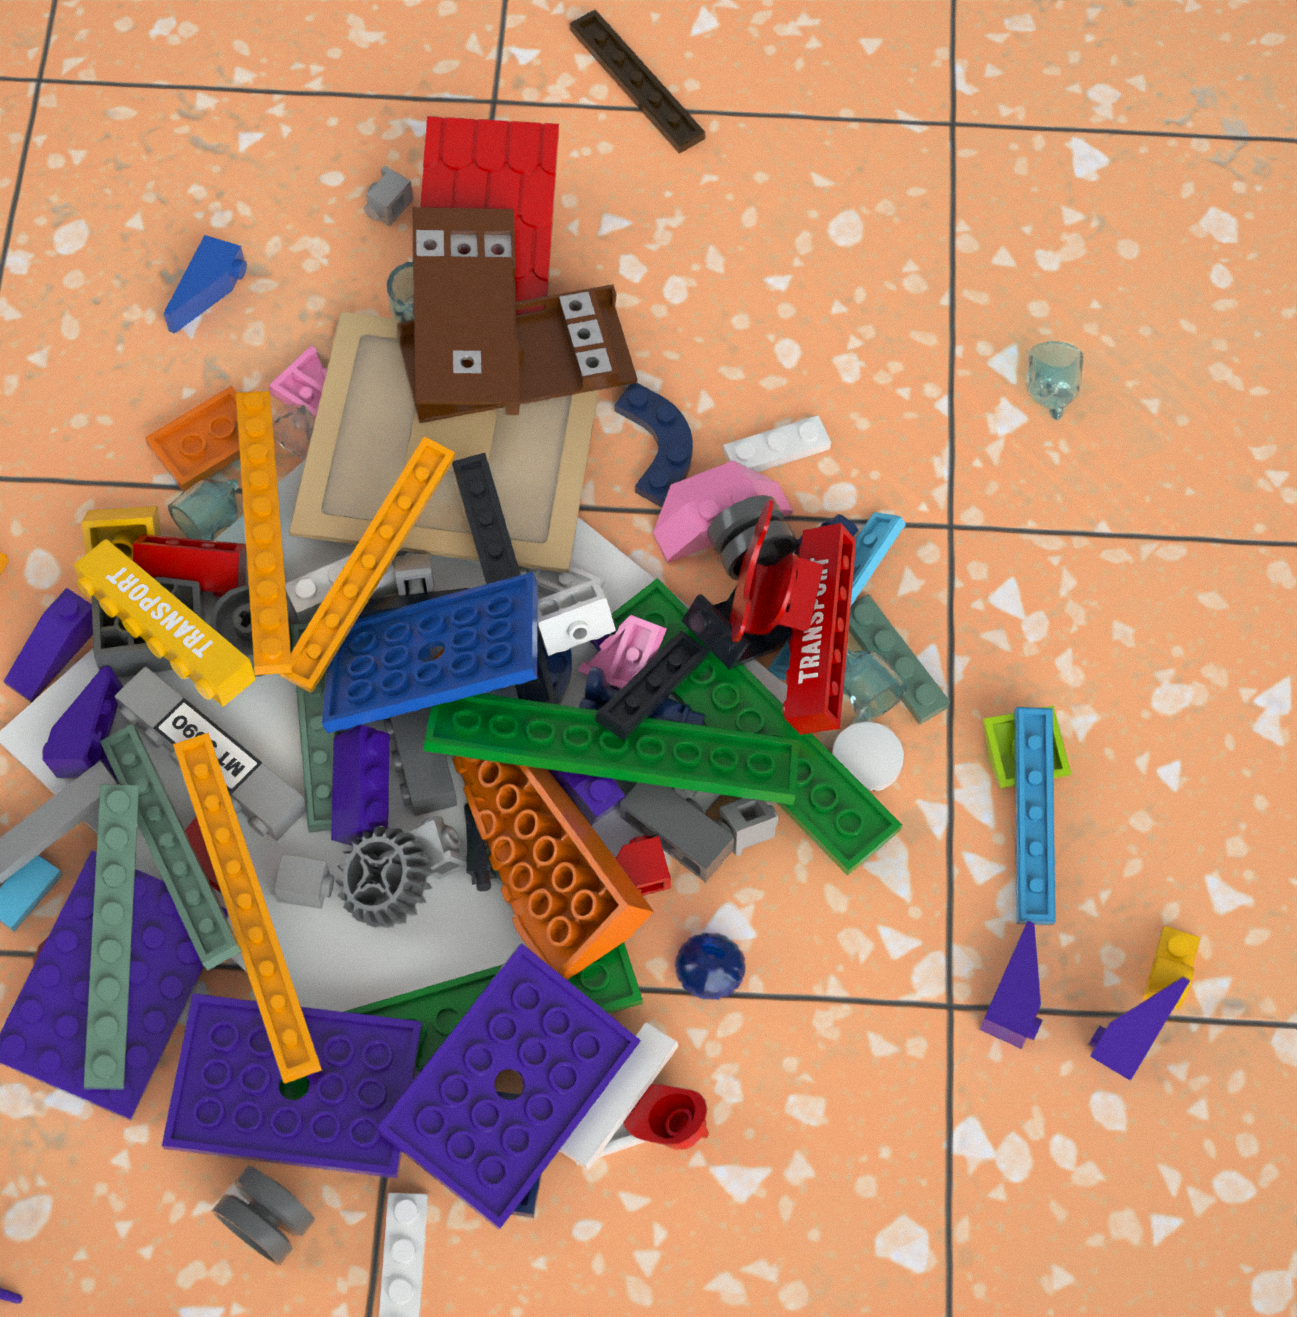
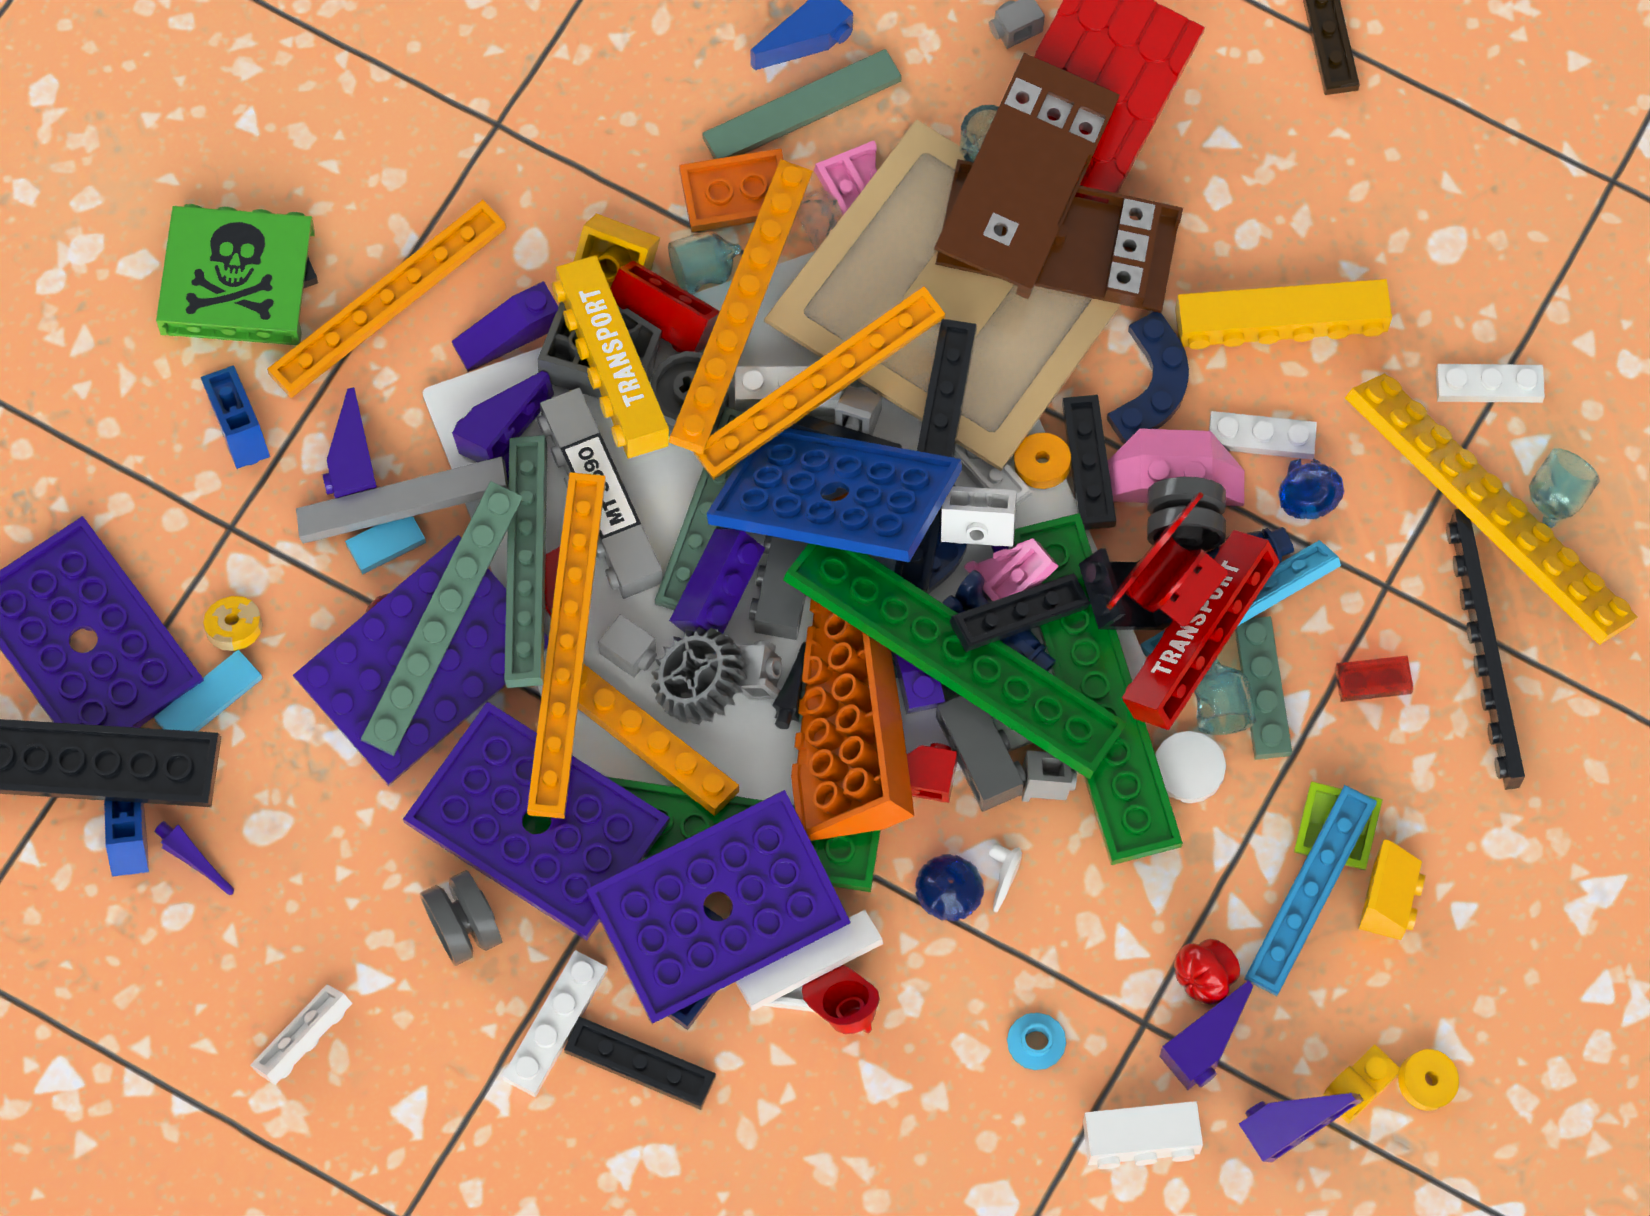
camera: 25 degrees right, 5 degrees up
(232, 344) = (803, 106): none -> sand green tile
(374, 960) = (655, 743): none -> light orange plate
(503, 1273) = (640, 1063): none -> black tile
(595, 536) = (1042, 474): none -> light orange piece
(640, 532) = (1089, 461): none -> black plate
(741, 338) = (1283, 313): none -> yellow brick
(756, 927) = (1011, 863): none -> white bar
(845, 471) = (1310, 490): none -> clear blue hair
(860, 1087) = (1030, 1057): none -> medium azure piece
(944, 322) = (1490, 383): none -> white plate
(984, 930) = (1206, 970): none -> red piece
(985, 607) = (1374, 678): none -> clear red plate
(1007, 1110) = (1142, 1134): none -> white brick
(1013, 421) = (1492, 508): none -> yellow plate
(1072, 545) = (1487, 661): none -> black plate
(1104, 783) = (1391, 892): none -> yellow slope
(1216, 942) = (1415, 1088): none -> yellow piece

